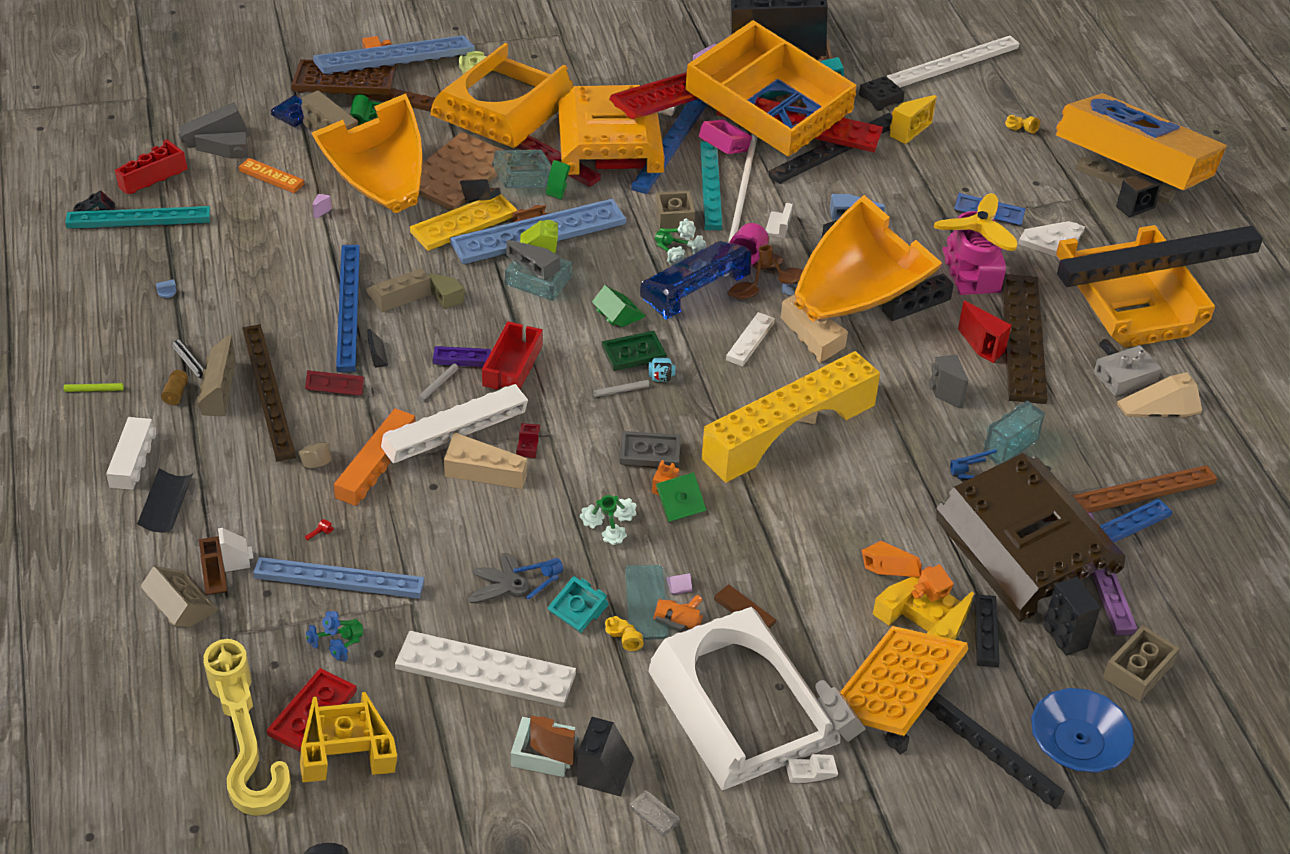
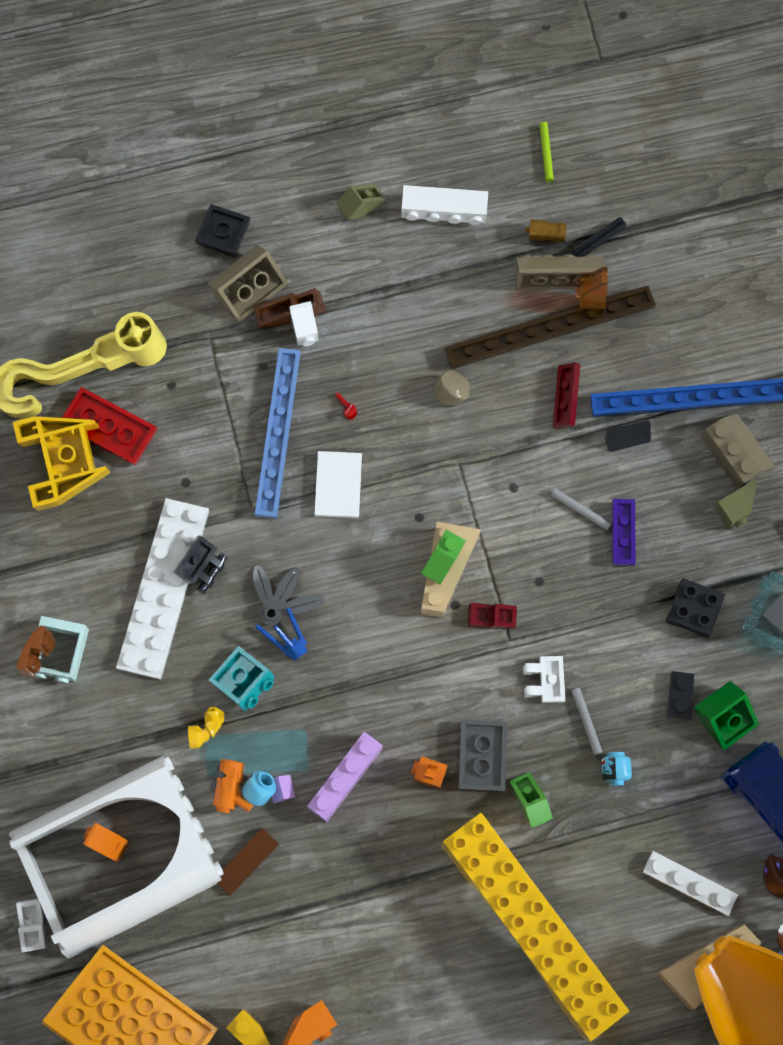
camera: 90 degrees right, 30 degrees up
(112, 512) = (360, 200): none -> olive slope
(115, 617) = (222, 230): none -> black plate
(164, 501) = (383, 249): black sticker -> none
(166, 289) = (709, 196): medium blue plate -> none
(243, 348) = (593, 290): none -> clear orange slope
(351, 630) = (206, 449): plant -> none
(369, 462) = (453, 451): orange brick -> none
(396, 538) = (338, 484): none -> white tile
(461, 419) = (499, 530): white brick -> none
(466, 632) = (196, 559): none -> black plate
(478, 446) = (443, 557): none -> bright green slope
(512, 357) = (618, 589): red piece -> none
(532, 315) = (695, 608): none -> black brick
(586, 405) = (551, 679): none -> white plate
(597, 333) = (680, 695): none -> black plate
(603, 758) = (32, 708): black slope -> none
(609, 505) = (352, 703): light aqua plant -> none
(633, 350) = (651, 735): dark green plate -> none
(670, 534) = (345, 777): none -> lavender brick
(680, 590) = (259, 788): none -> medium azure head
(681, 497) = (400, 789): green plate -> none
(687, 419) = (531, 799): none -> bright green slope
(733, 698) = (105, 842): none -> orange slope
(839, 711) = (83, 954): light grey hinge -> none

